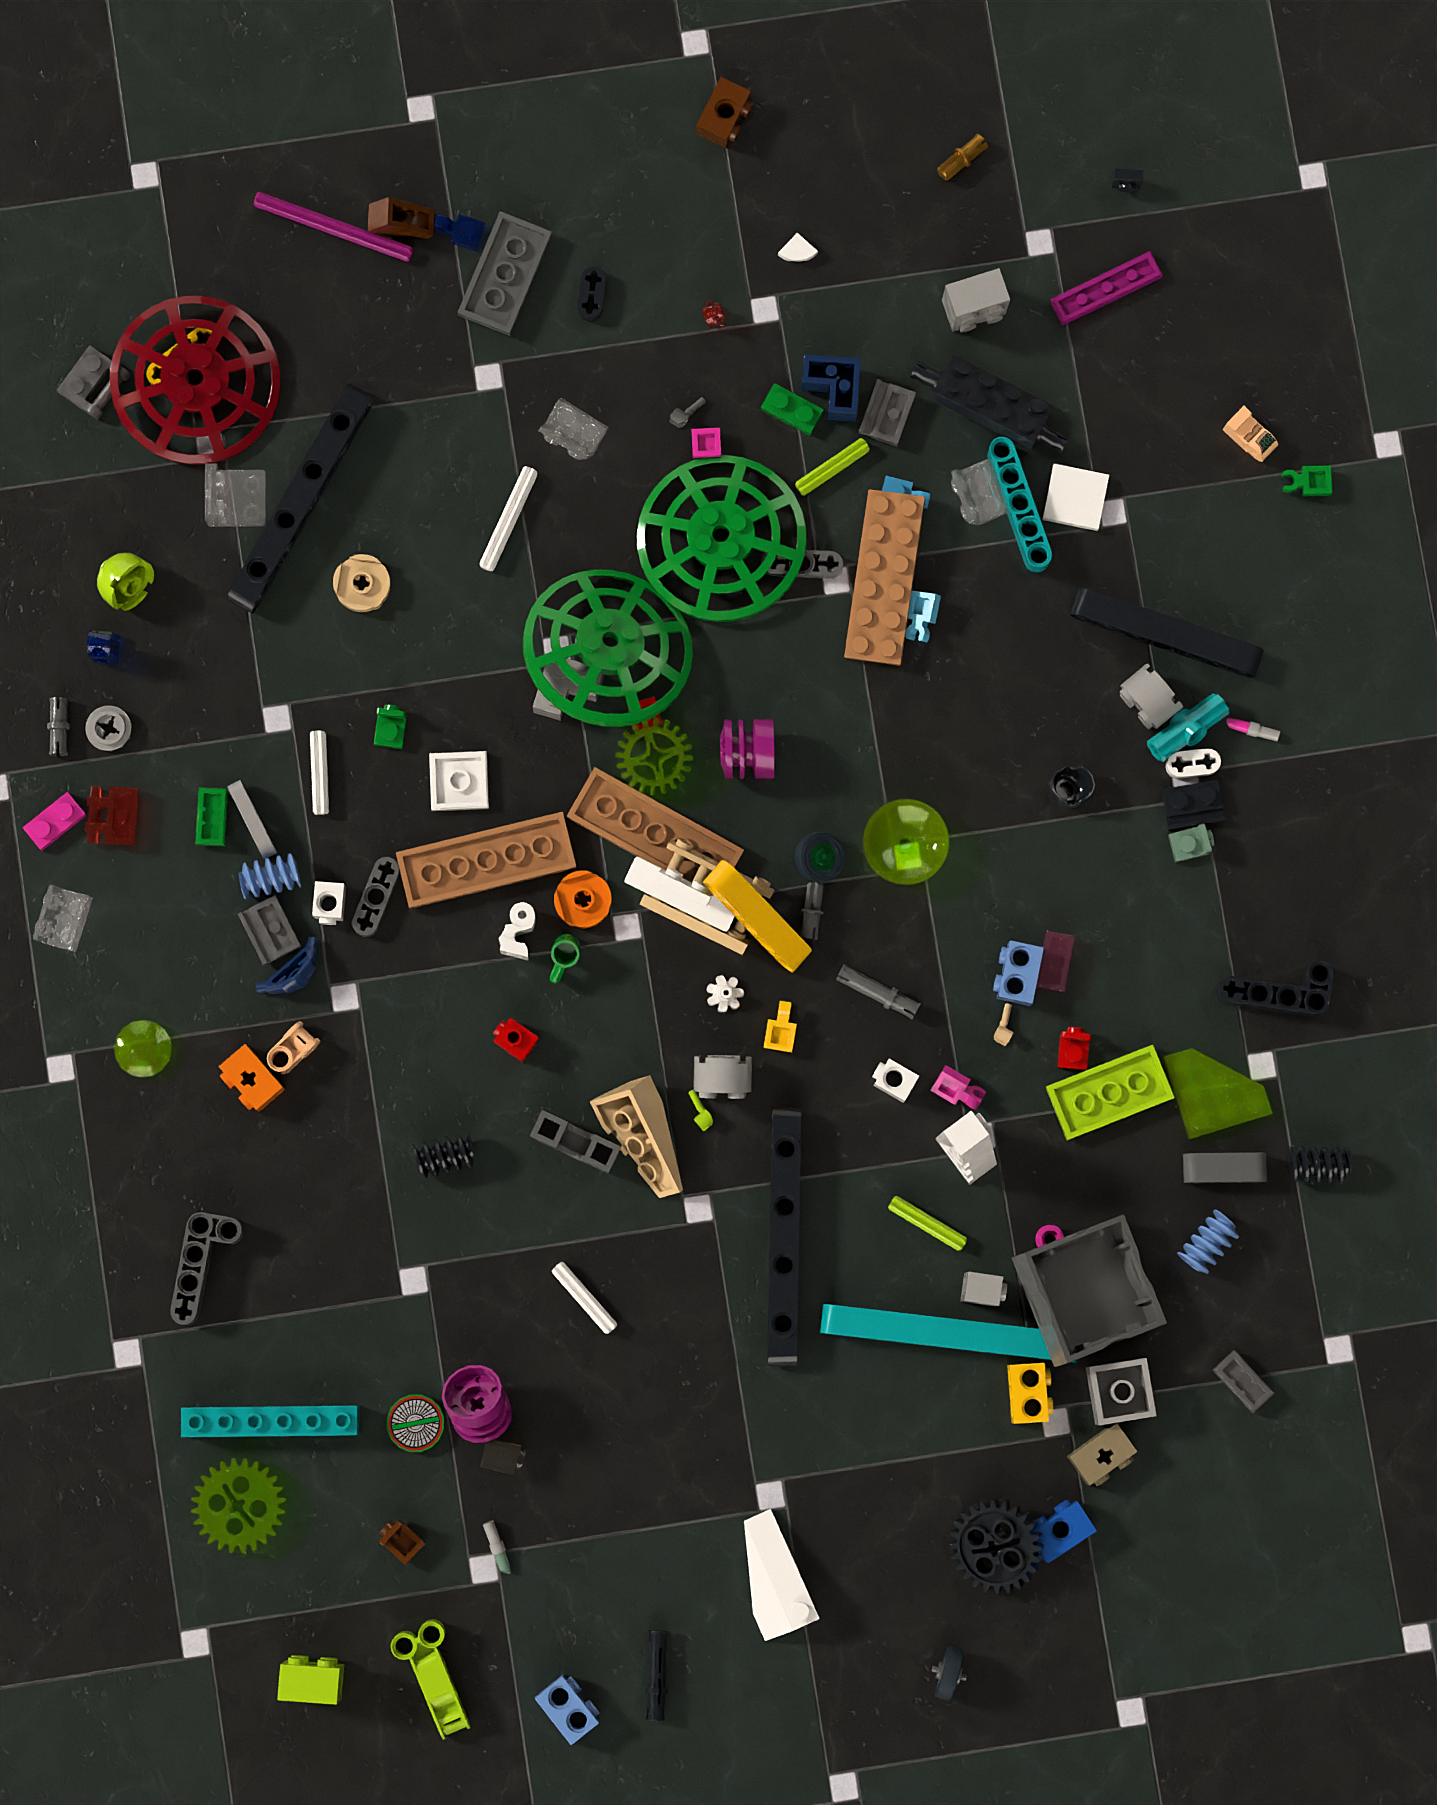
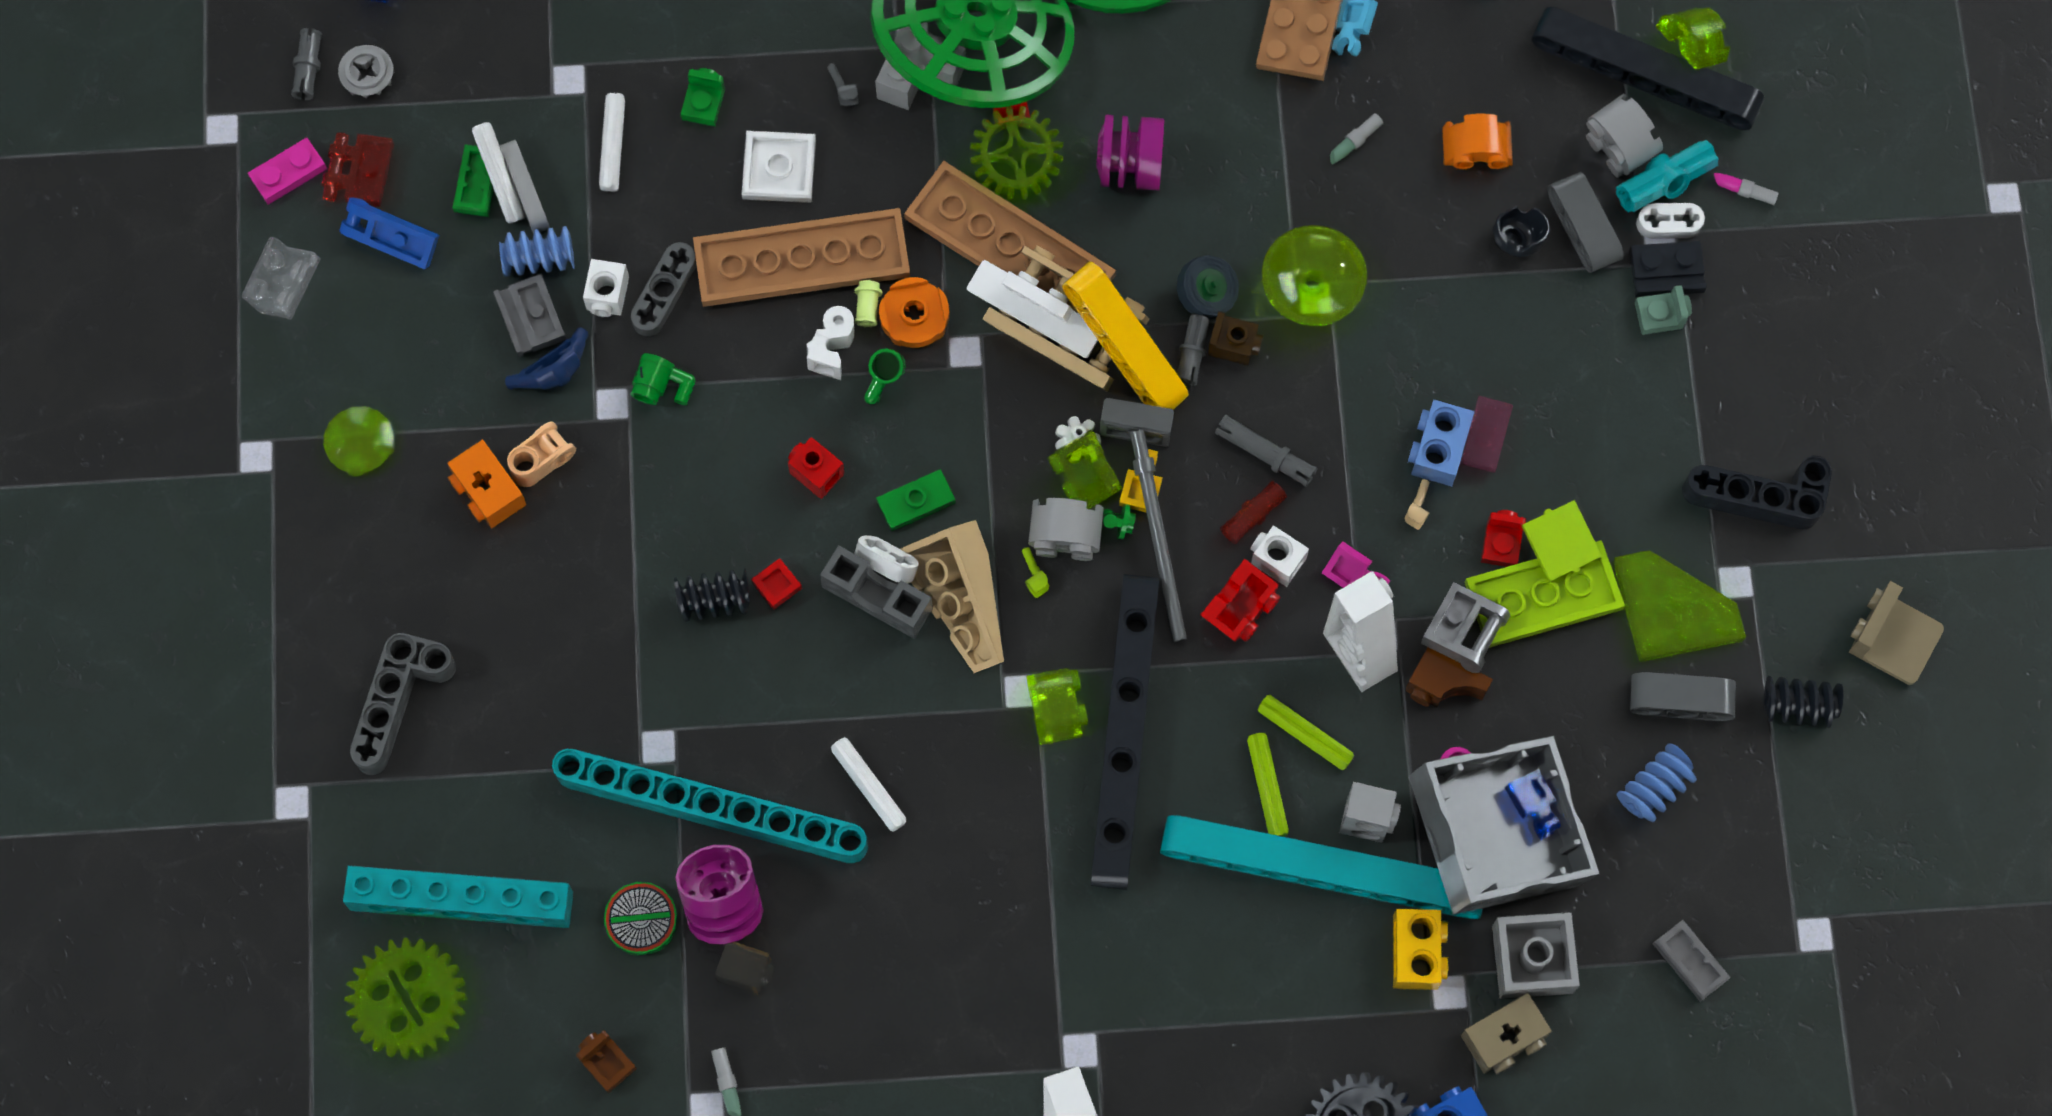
camera: 10 degrees right, 10 degrees down
(145, 870) = (389, 233): none -> blue plate
(230, 811) = (498, 172): none -> white axle
(376, 975) = (653, 378): none -> green piece
(447, 1321) = (696, 793): none -> teal beam
(494, 1140) = (776, 583): none -> red plate
(510, 712) = (847, 94): none -> dark grey hand
(544, 894) = (867, 303): none -> yellowish green pin
(580, 1112) = (887, 559): none -> white beam
(599, 1058) = (916, 500): none -> green plate
(727, 1219) = (1056, 706): none -> clear neon green cylinder
(735, 1025) = (1085, 470): none -> clear neon green cylinder
(764, 1062) = (1124, 521): none -> green plate
(772, 978) = (1123, 417): none -> dark grey slope
(781, 1019) = (1144, 468): none -> dark grey bar
(835, 904) = (1226, 347): none -> dark brown brick
(867, 1124) = (1242, 602): none -> red cylinder
(872, 1044) = (1253, 512): none -> clear red pin
(901, 1269) = (1267, 784): none -> lime axle
(930, 714) = (1355, 138): none -> light grey piece
(1030, 1169) = (1443, 677): none -> reddish brown arch
(1031, 708) = (1477, 140): none -> orange cylinder
(1039, 1128) = (1455, 621): none -> flat silver plate
(1111, 1264) = (1533, 798): none -> clear blue plate
(1120, 1050) = (1561, 540): none -> lime piece
(1123, 772) = (1585, 222): none -> dark grey beam
(1206, 602) = (1698, 35): none -> clear neon green cylinder
(1391, 1102) = (1895, 636): none -> dark tan bracket

